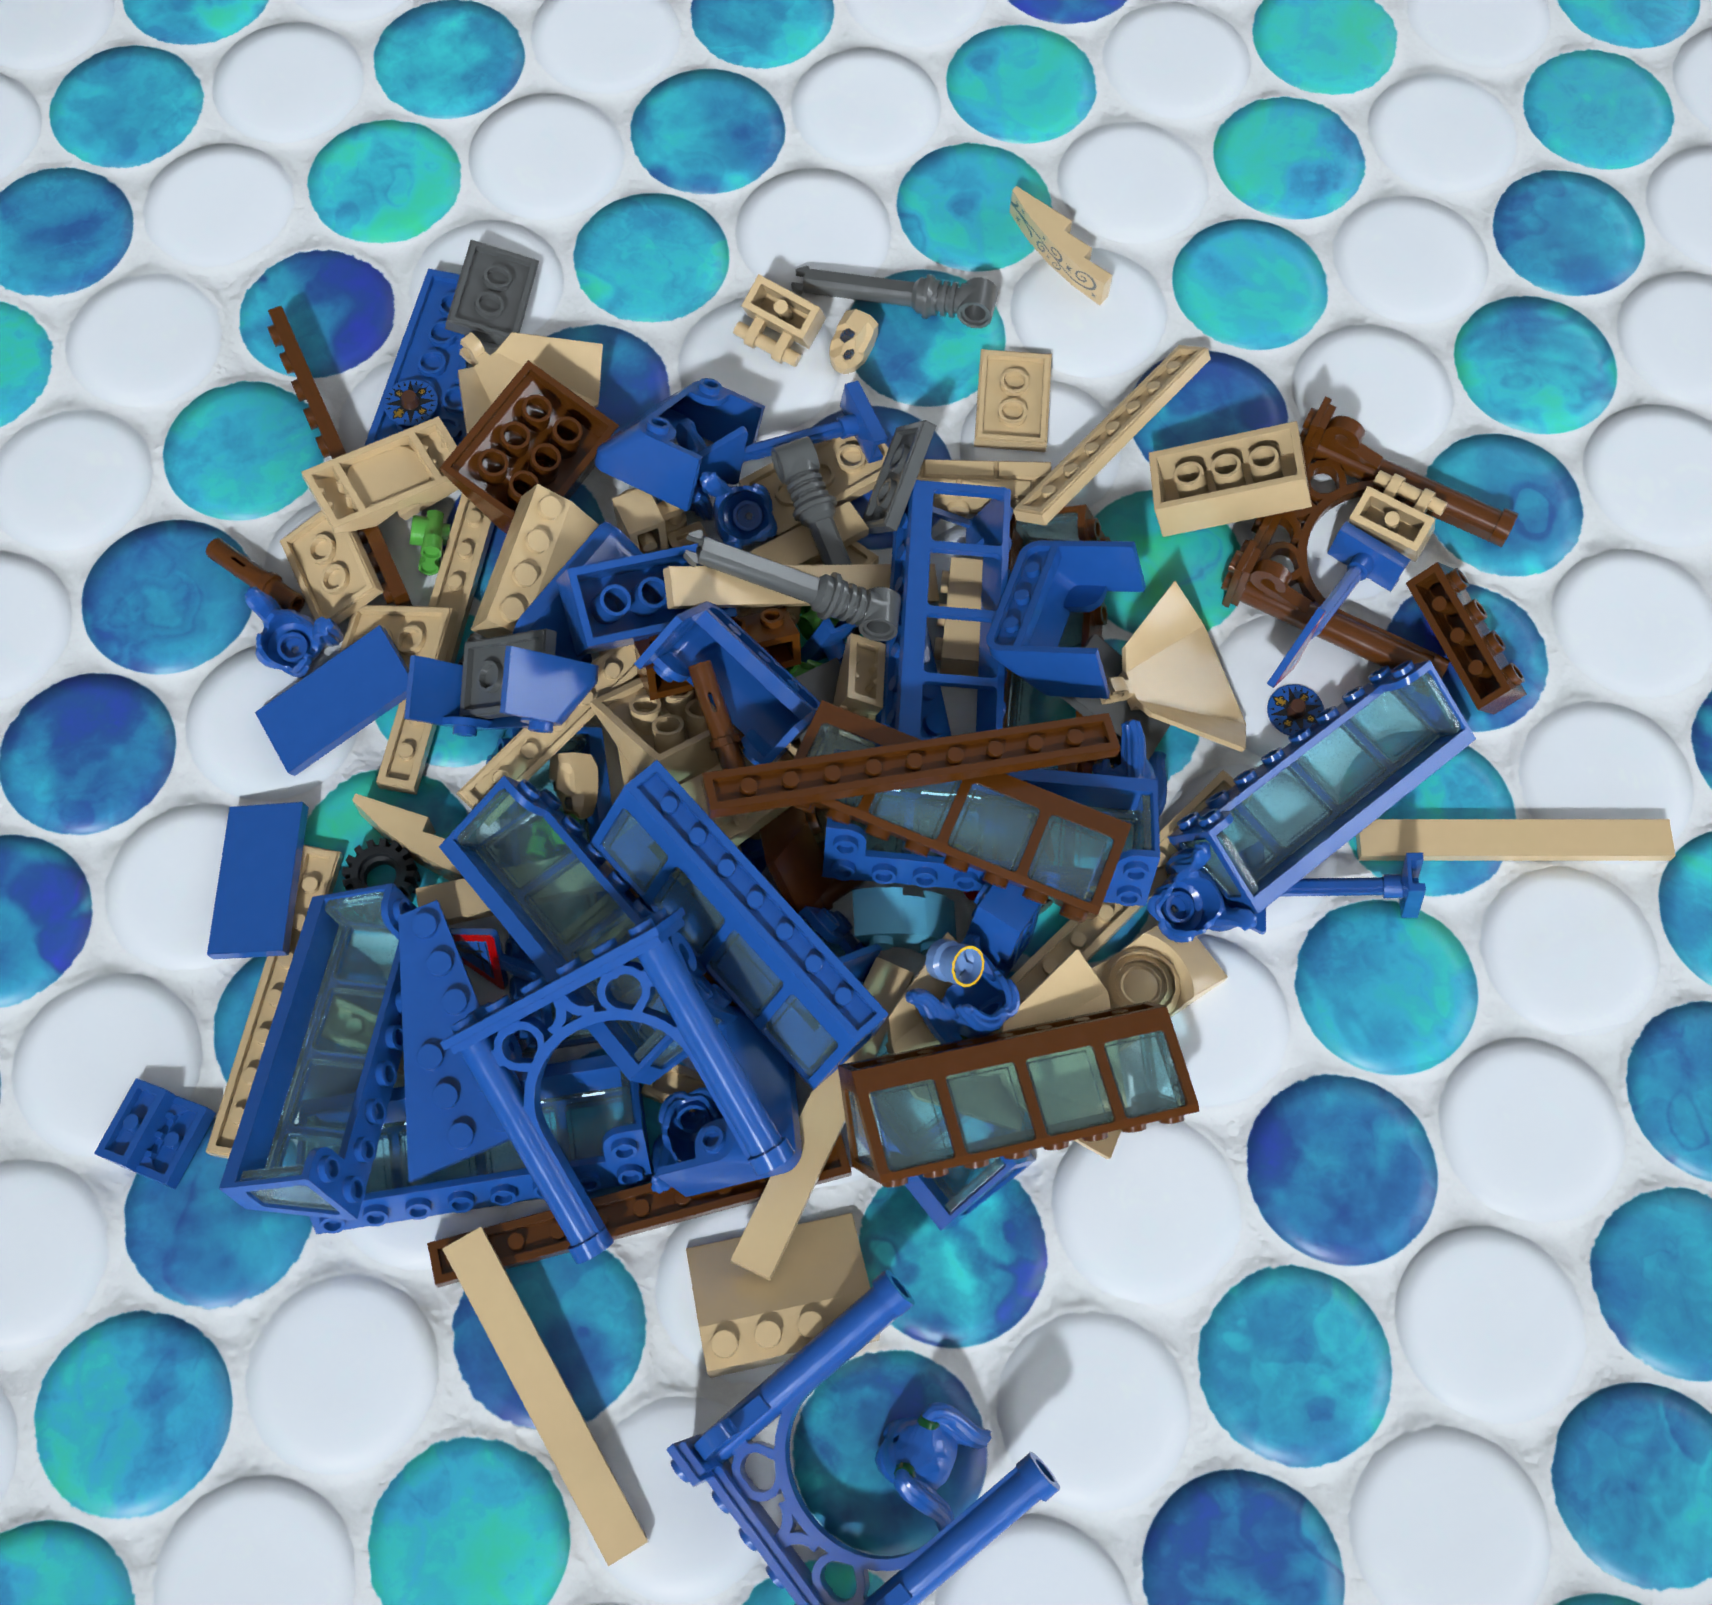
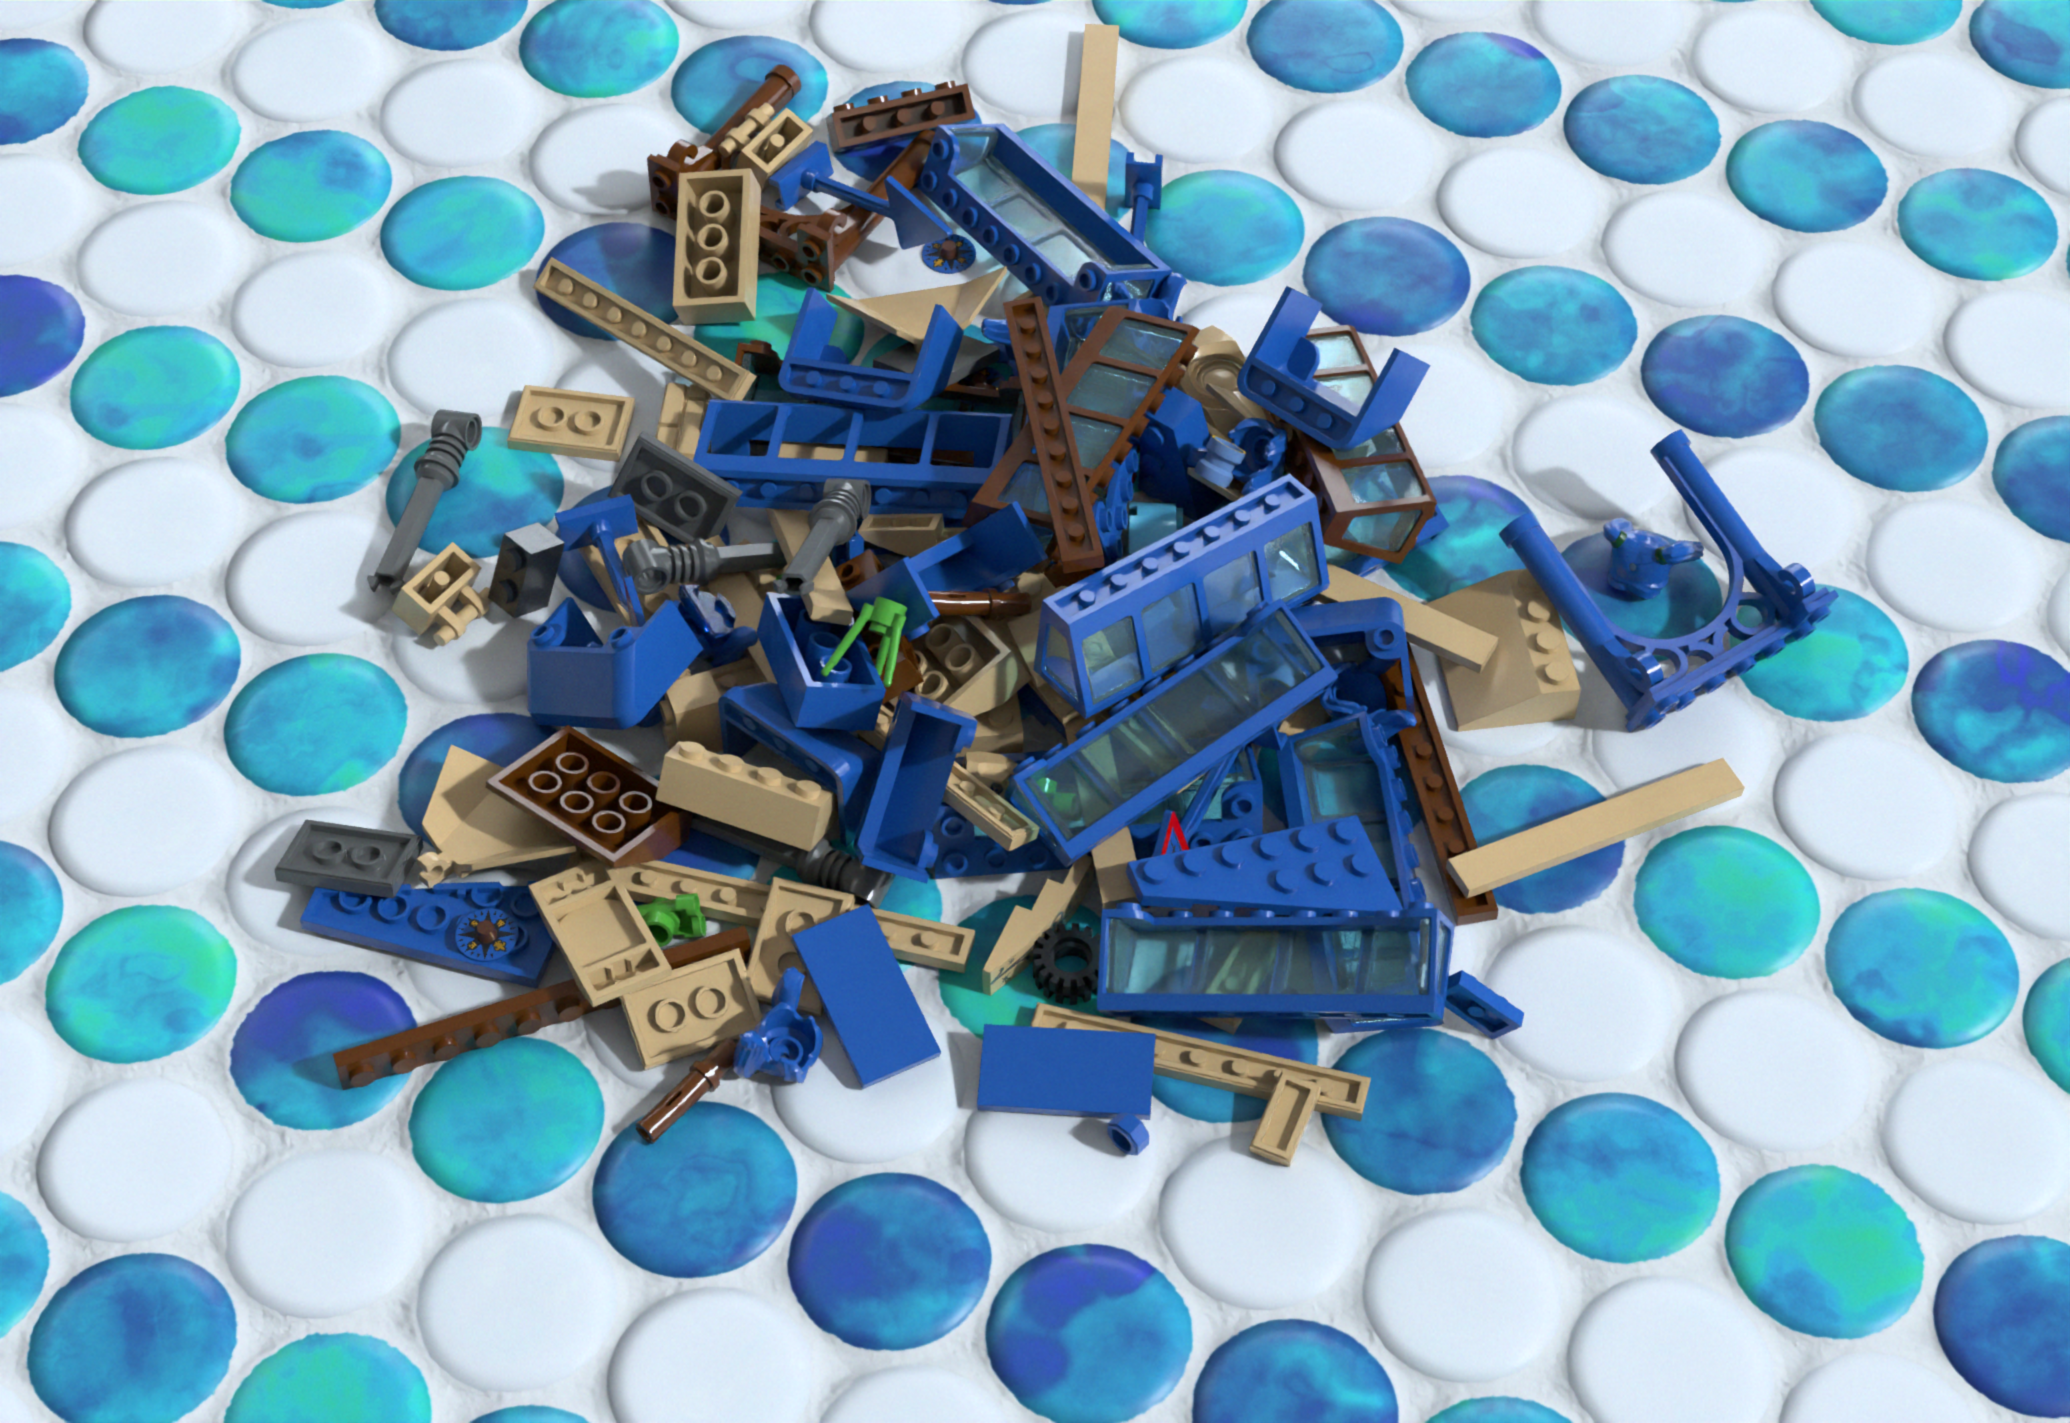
camera: 85 degrees left, 15 degrees down
(155, 1133) = (1340, 1162): blue slope -> none
(189, 937) = (1128, 1133): none -> blue tile
(201, 1079) = (1285, 1118): none -> tan tile
(303, 1273) = (1481, 1006): none -> blue plate
(485, 667) = (889, 788): dark grey tile -> none
(639, 626) = (886, 620): none -> bright green plant
(665, 966) = (1273, 704): blue arch -> none
(743, 520) = (711, 614): none -> clear blue plate
(799, 370) = (526, 570): none -> black brick
(853, 341) = (476, 539): tan rock -> none
(1042, 1043) = (1281, 380): none -> blue windscreen
(1051, 237) = (383, 369): tan slope -> none

